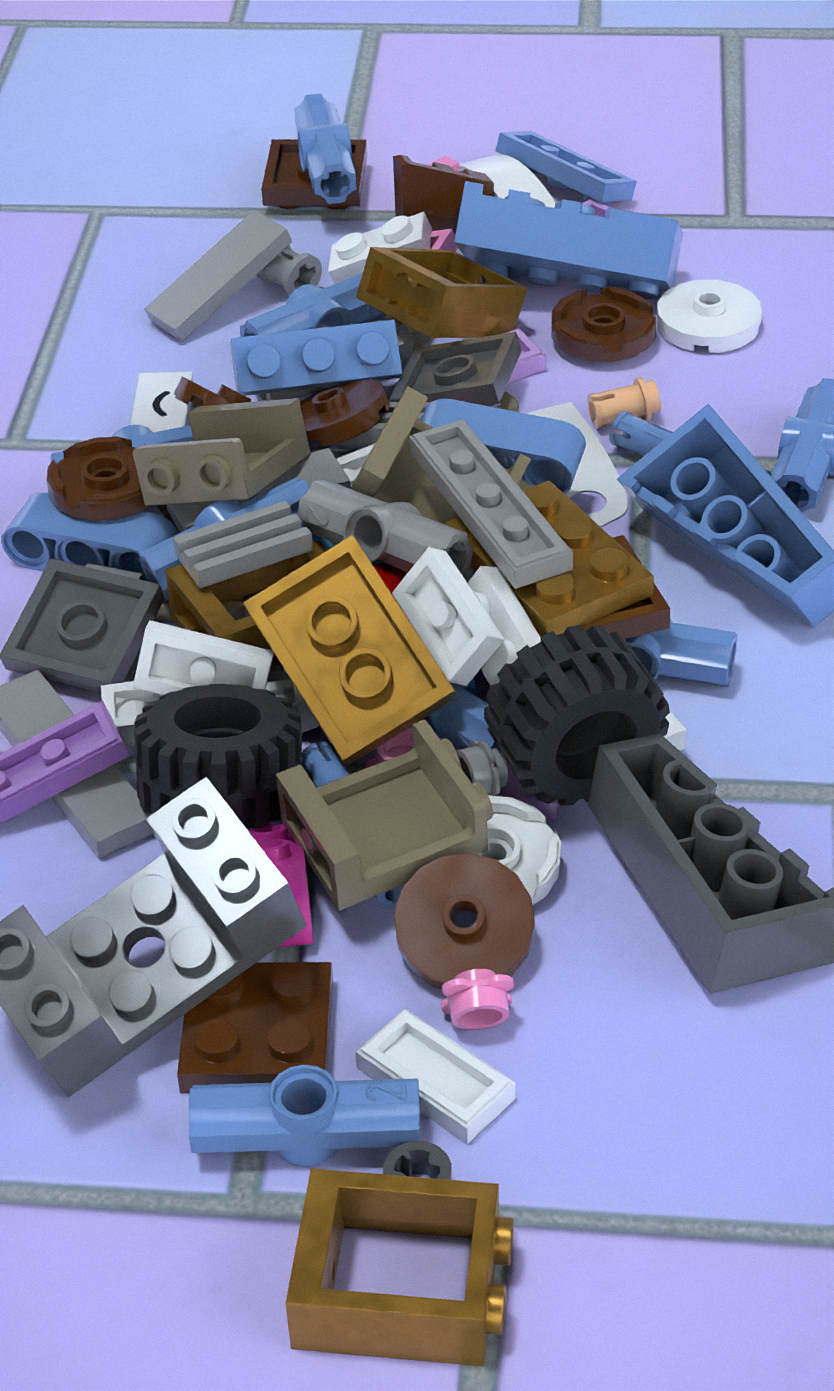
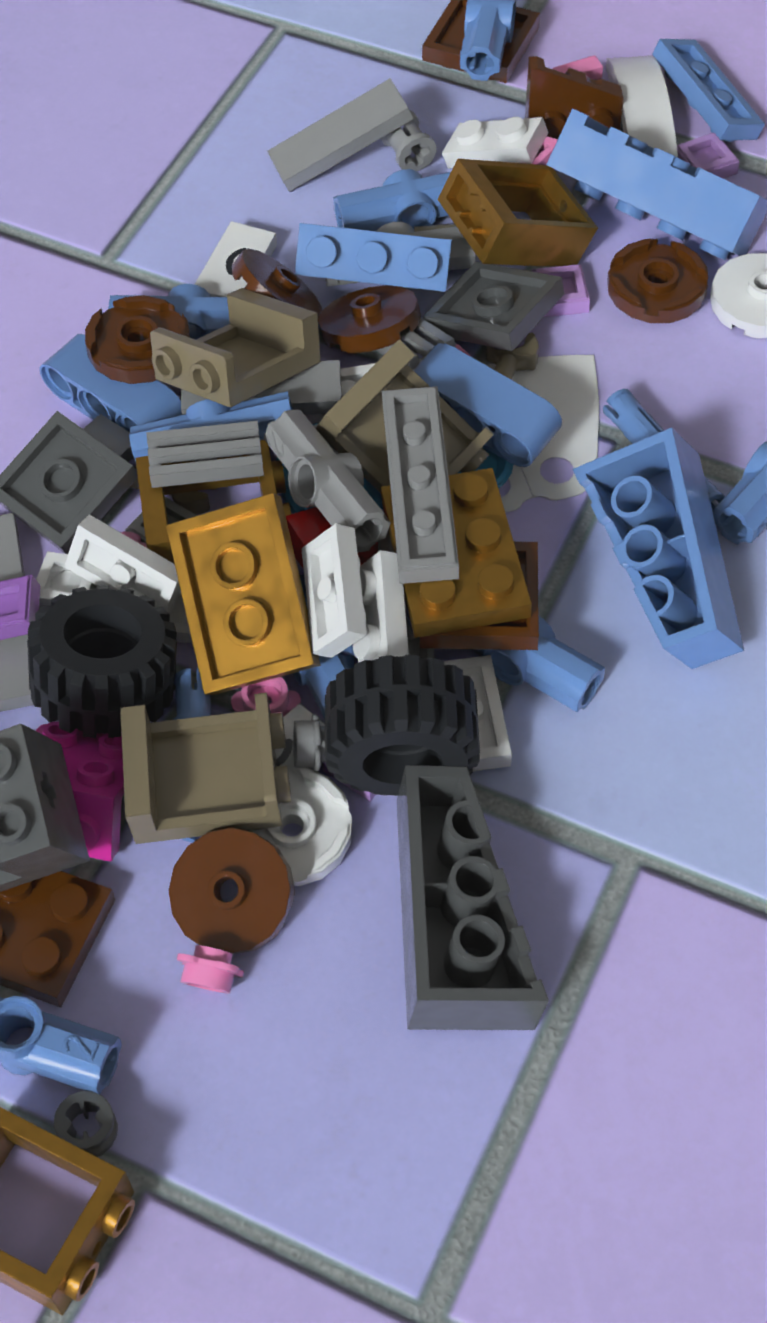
camera: 20 degrees right, 15 degrees up
(453, 1083) = (149, 1027): white tile -> none
(640, 399) = (633, 375): light nougat pin -> none

